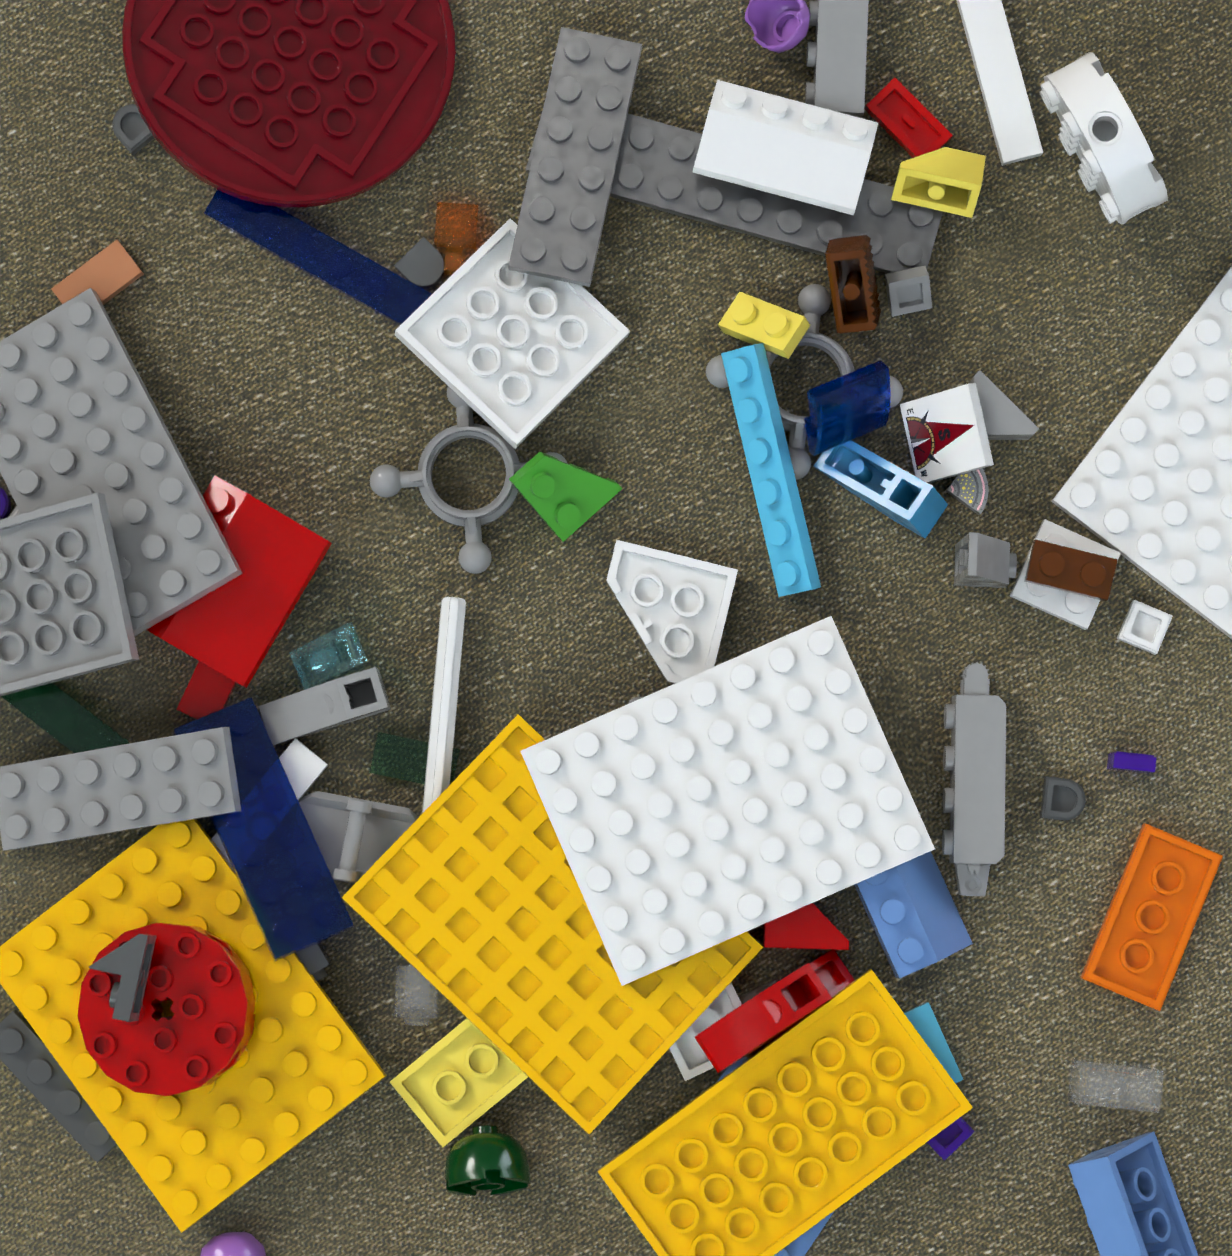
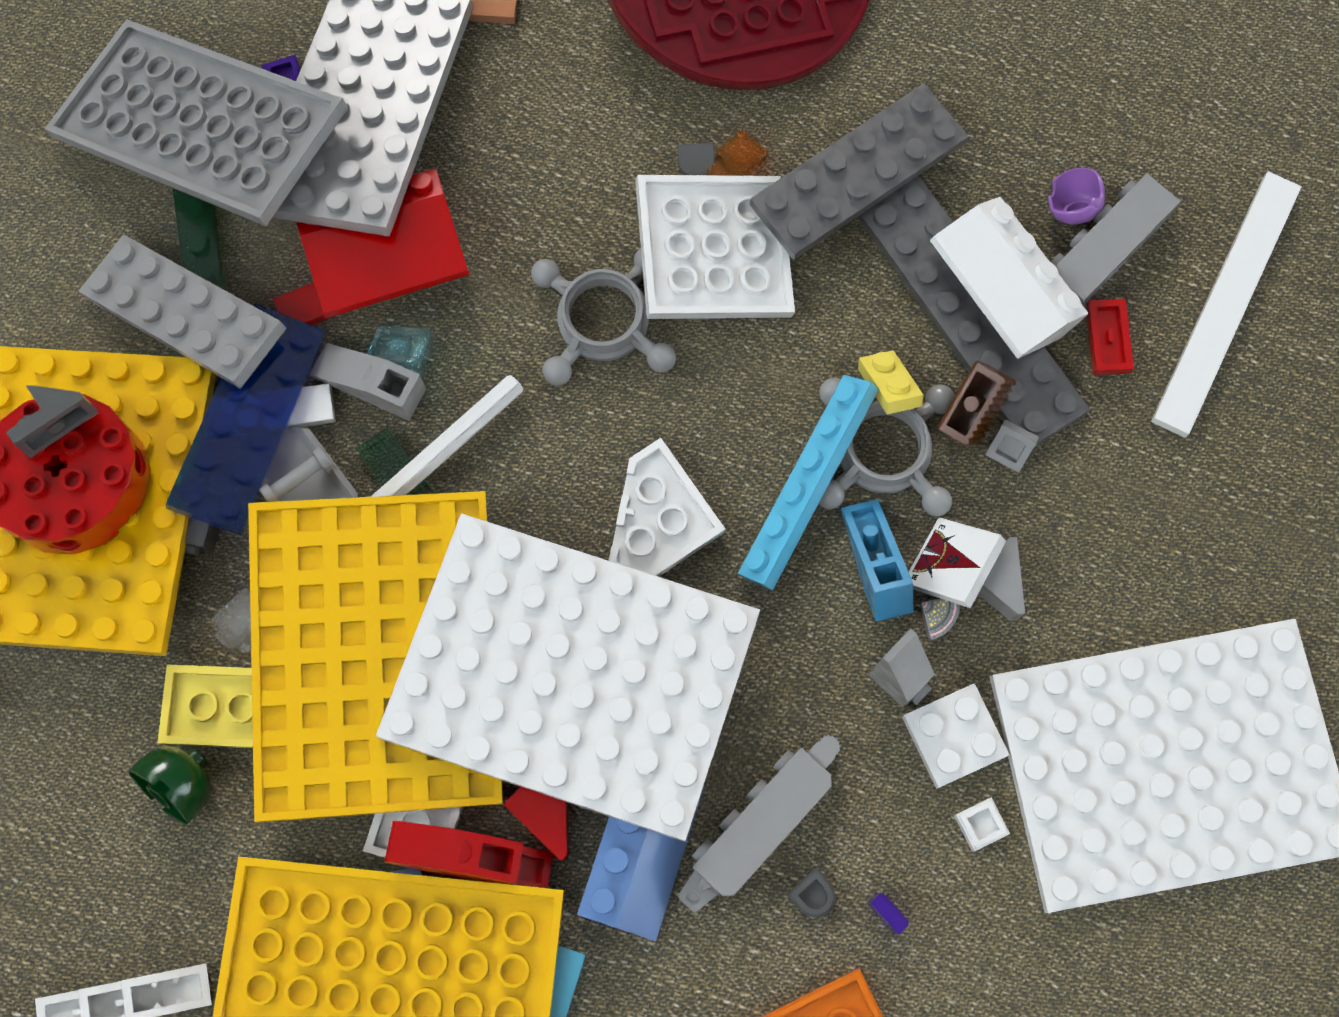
camera: 45 degrees right, 10 degrees down
(319, 256) = (633, 95): clear blue plate -> none
(562, 492) = (653, 376): bright green wing -> none
(848, 407) = (899, 481): clear blue slope -> none
(941, 181) = (1099, 389): light yellow slope -> none
(1070, 570) = (962, 733): reddish brown plate -> none
(1105, 139) = (1246, 448): white brick -> none

